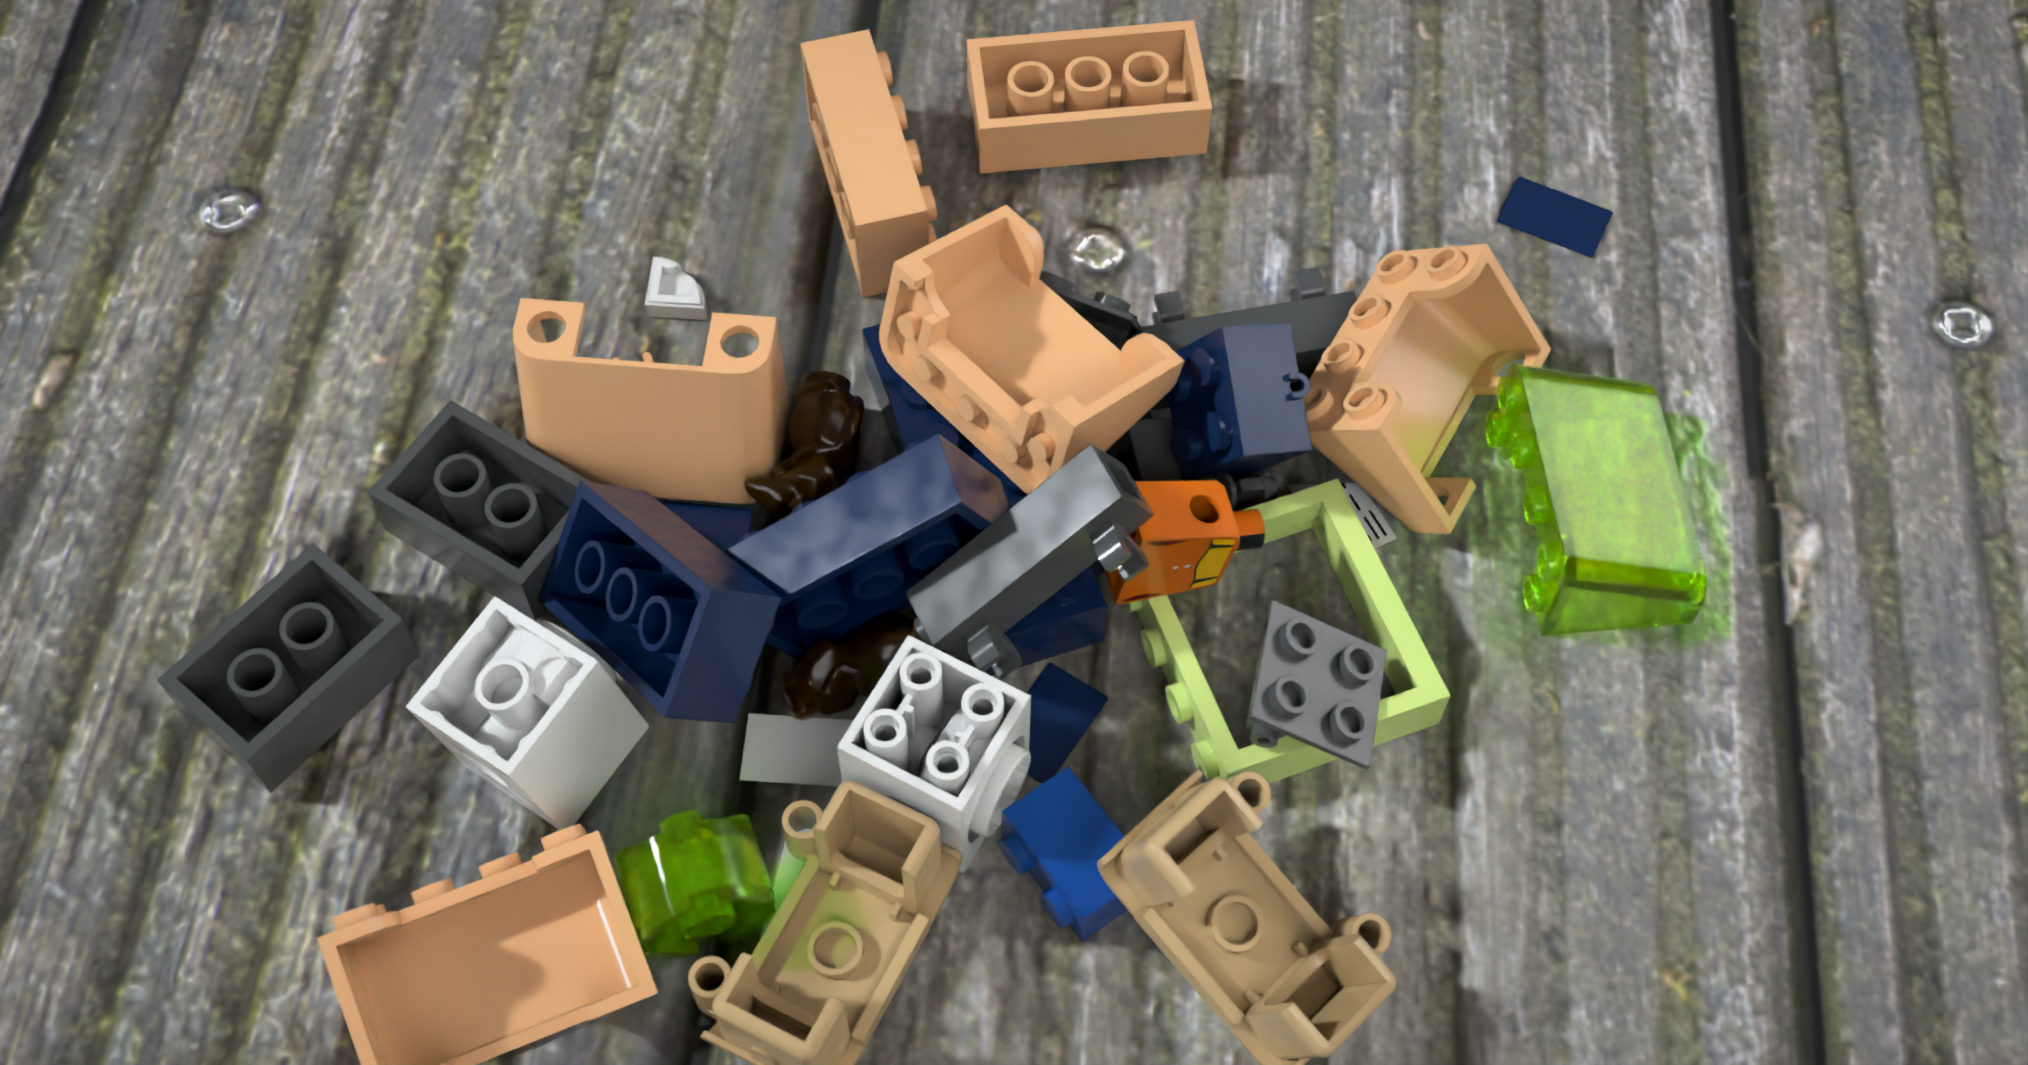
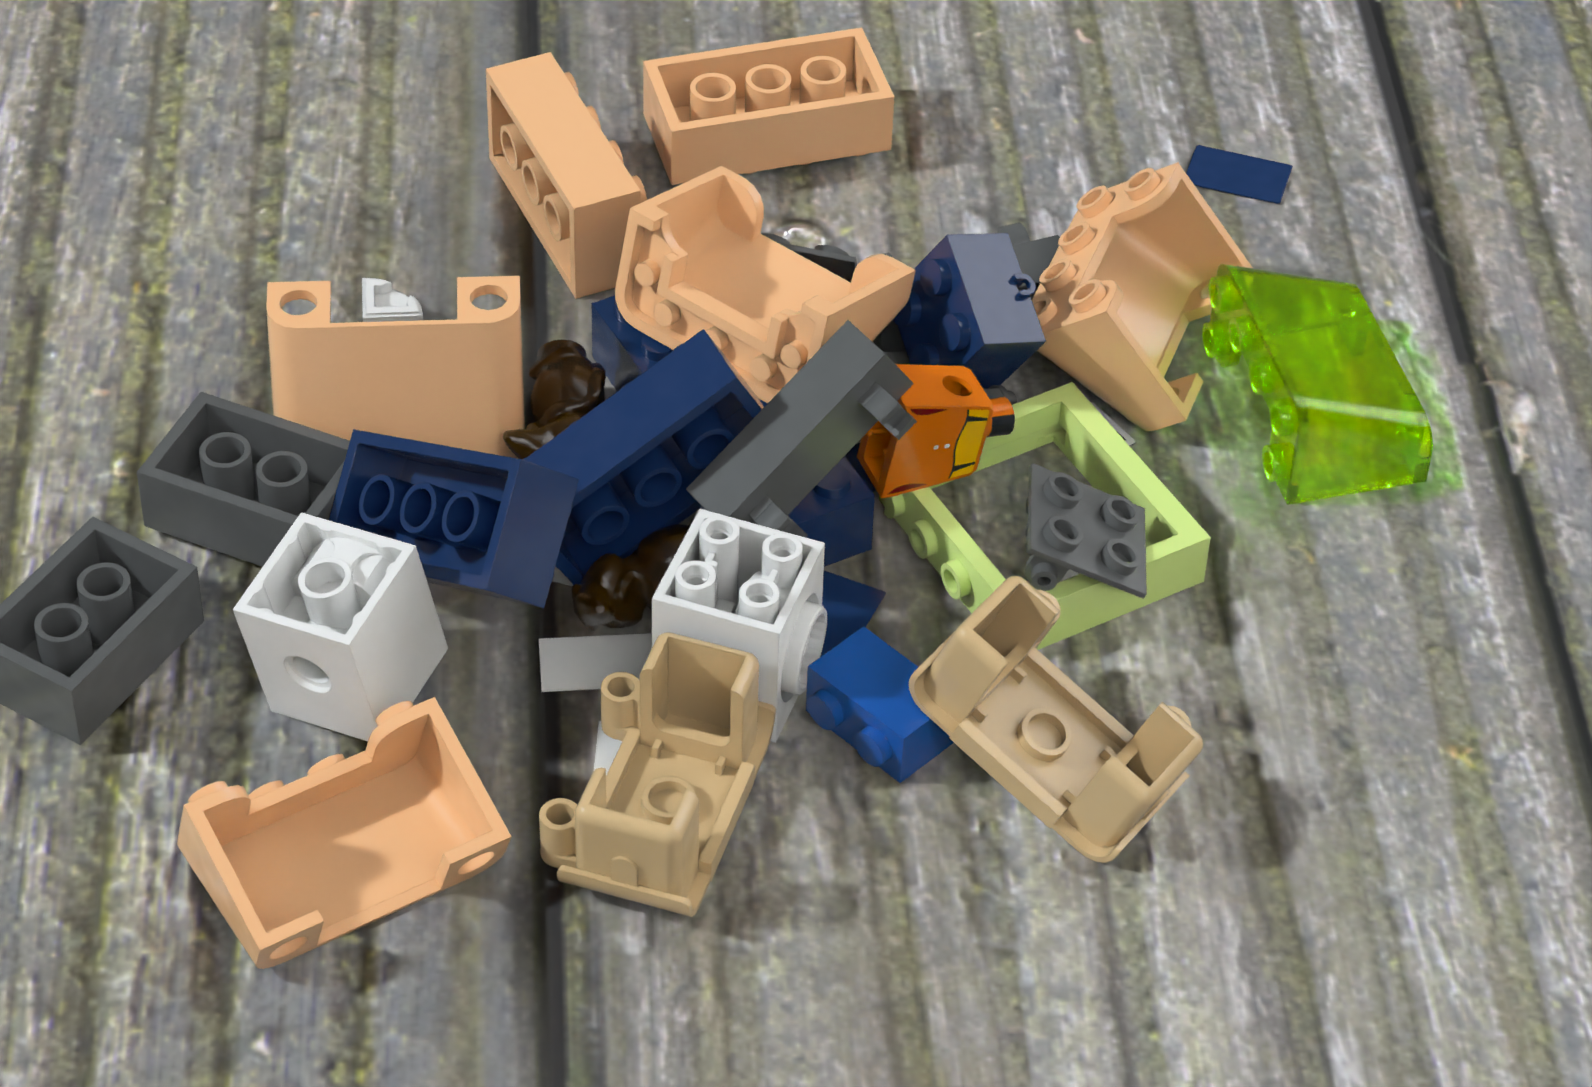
camera: 10 degrees left, 15 degrees down
(695, 884) = (530, 746): clear neon green brick -> none

